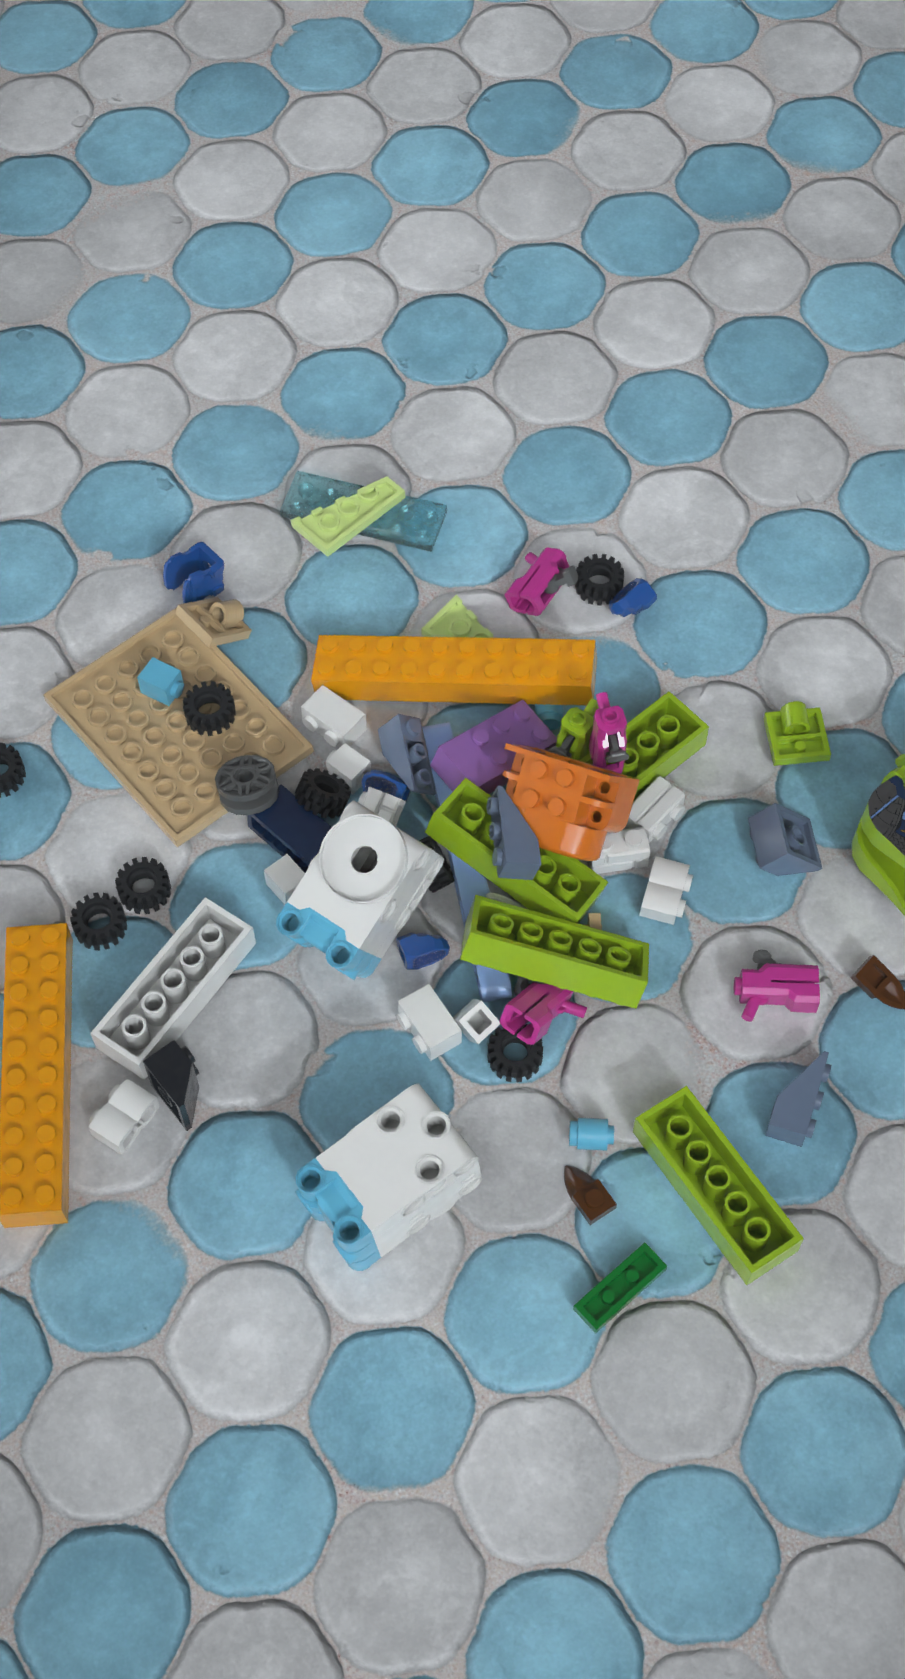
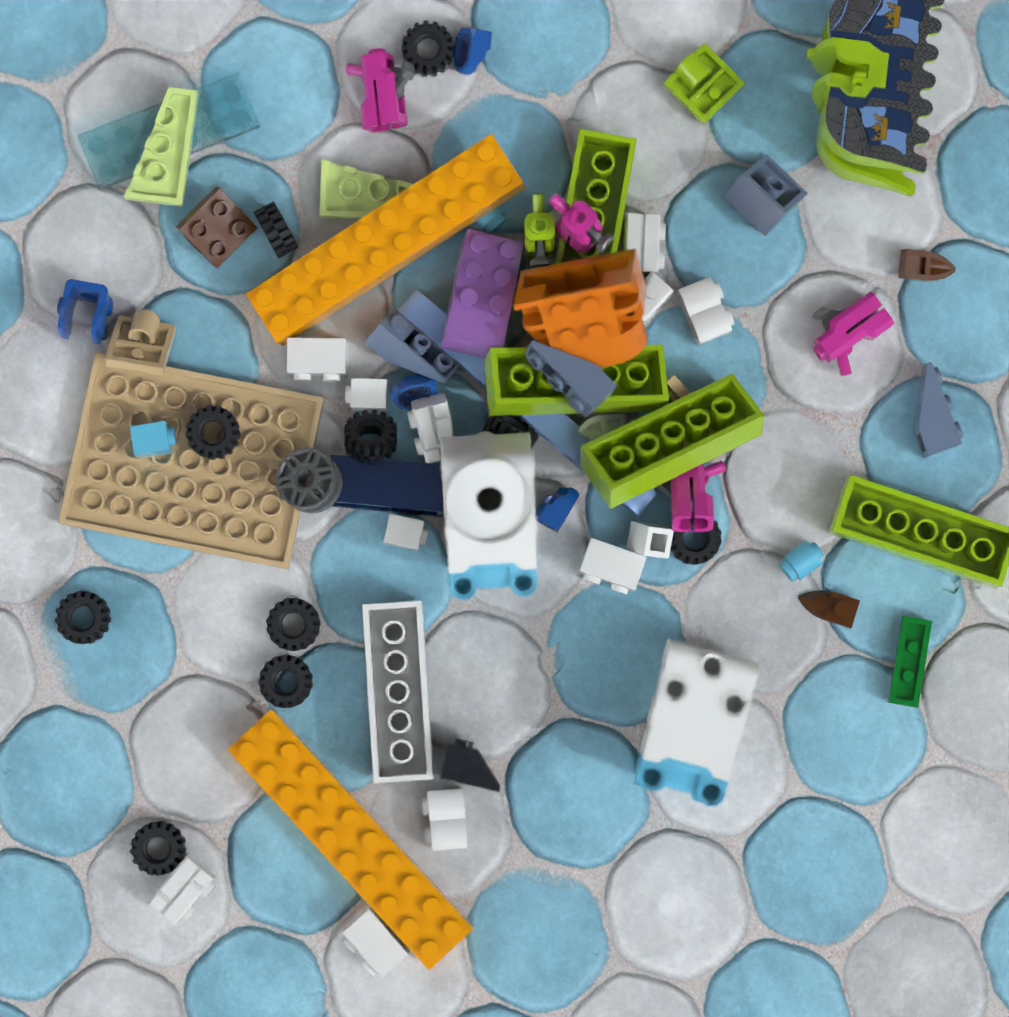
camera: 40 degrees left, 25 degrees up
(339, 585) = (216, 227): none -> reddish brown plate
(380, 612) = (276, 229): none -> black tyre

